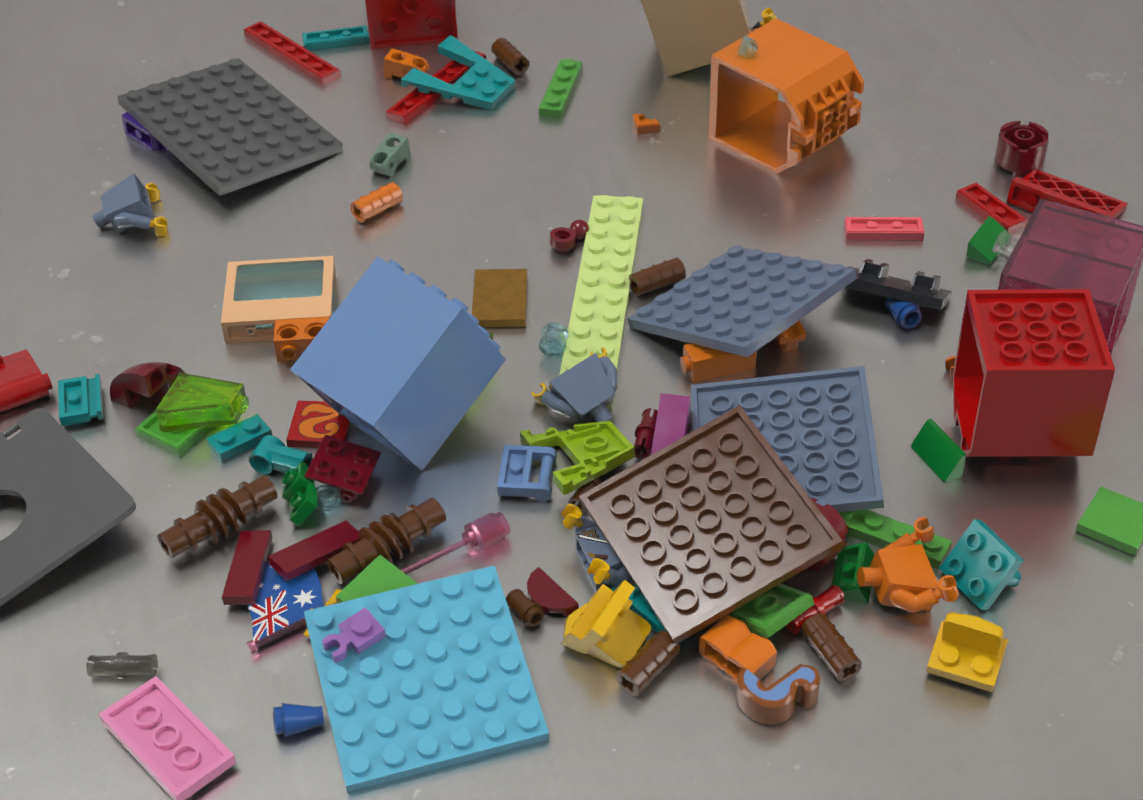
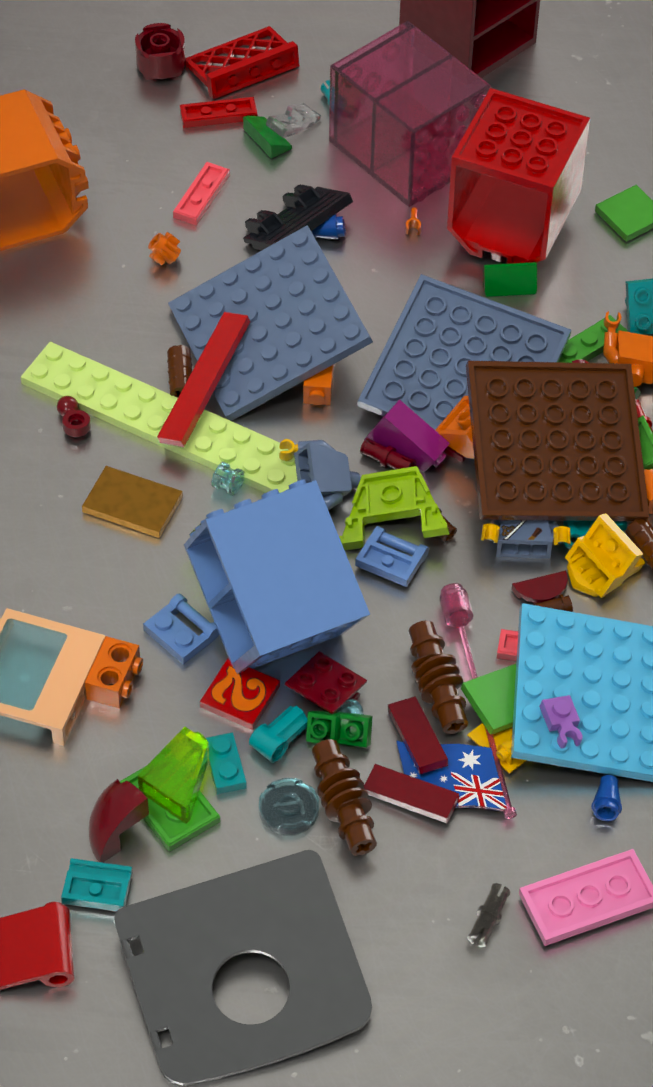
camera: 70 degrees left, 10 degrees up
(201, 484) = (288, 806): none -> clear light blue tile
(646, 282) = (203, 379): none -> red tile
(792, 222) = (164, 248): none -> orange gear

